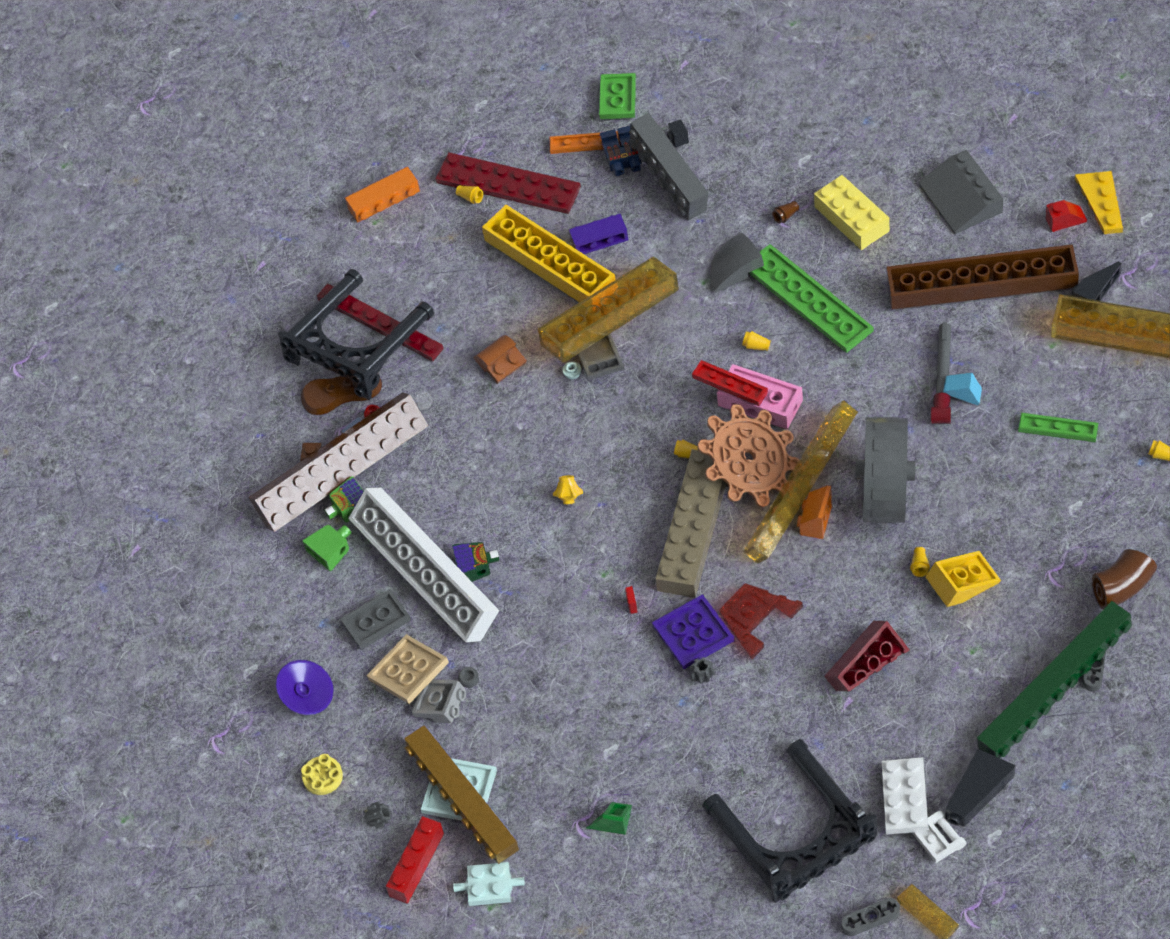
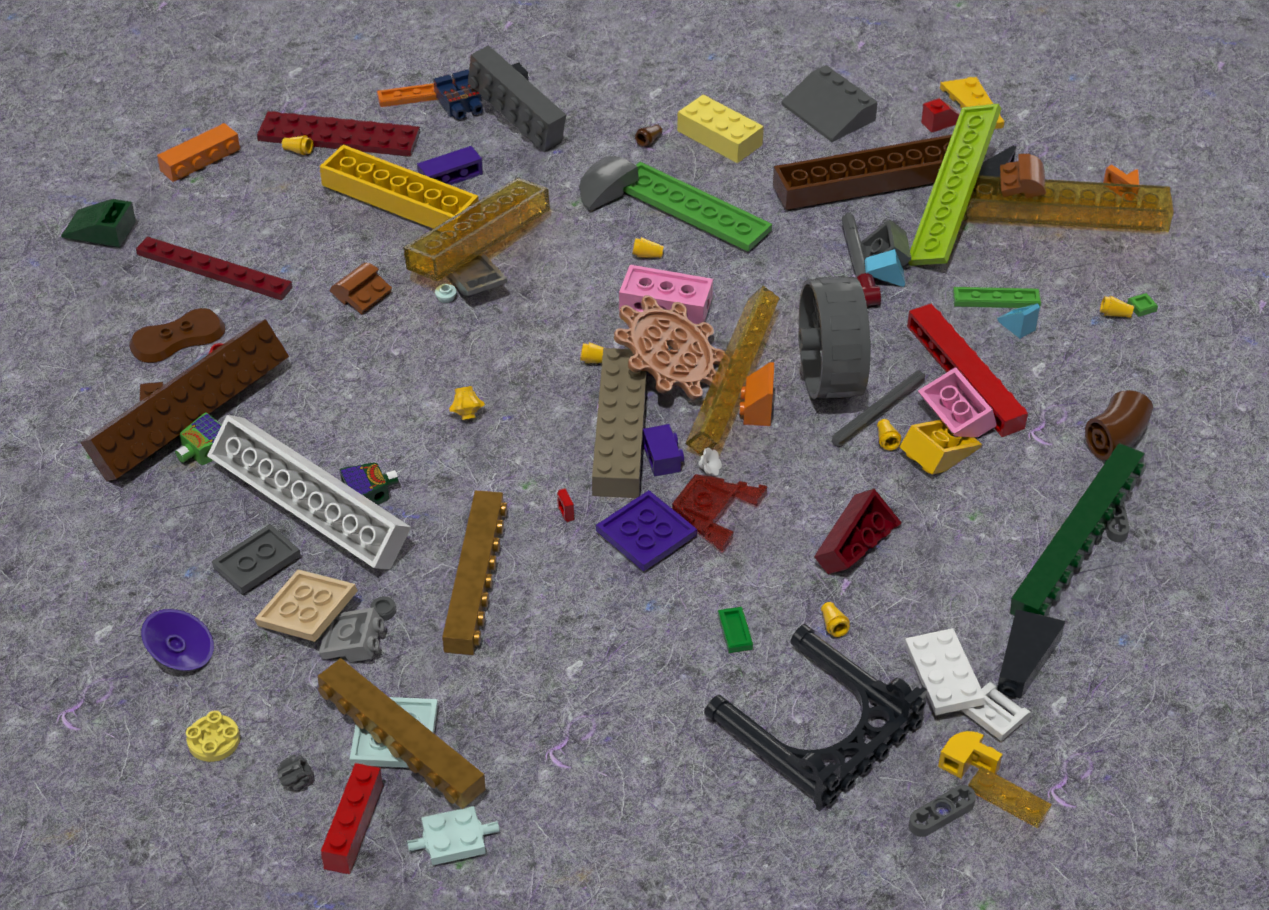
camera: 20 degrees left, 10 degrees down
(290, 266) = (102, 223): none -> dark green slope
(328, 545) = (184, 488): bright green torso -> none
(363, 372) = (121, 286): black arch -> none
(545, 654) = (473, 573): none -> pearl gold brick
(614, 819) = (595, 743): green slope -> none
(617, 96) = (444, 52): bright green plate -> none
(702, 664) = (667, 568): dark grey gear -> none
(722, 555) = (662, 450): none -> dark purple brick
(730, 383) = (633, 279): red plate -> none
(745, 733) = (735, 630): none -> green tile
(761, 572) = (710, 462): none -> white plant
(828, 738) = (835, 621): none -> yellow cone
(902, 868) = (967, 750): none -> yellow brick
(919, 533) = (878, 408): none -> dark grey axle
(973, 359) = (888, 238): none -> dark grey slope
(986, 542) = (958, 405): none -> bright pink slope
(1007, 504) = (952, 351): none -> red brick
(1046, 305) = (954, 185): none -> lime plate
(1070, 456) = (1021, 320): none -> medium azure slope
(1111, 306) = (1023, 176): none -> dark orange brick

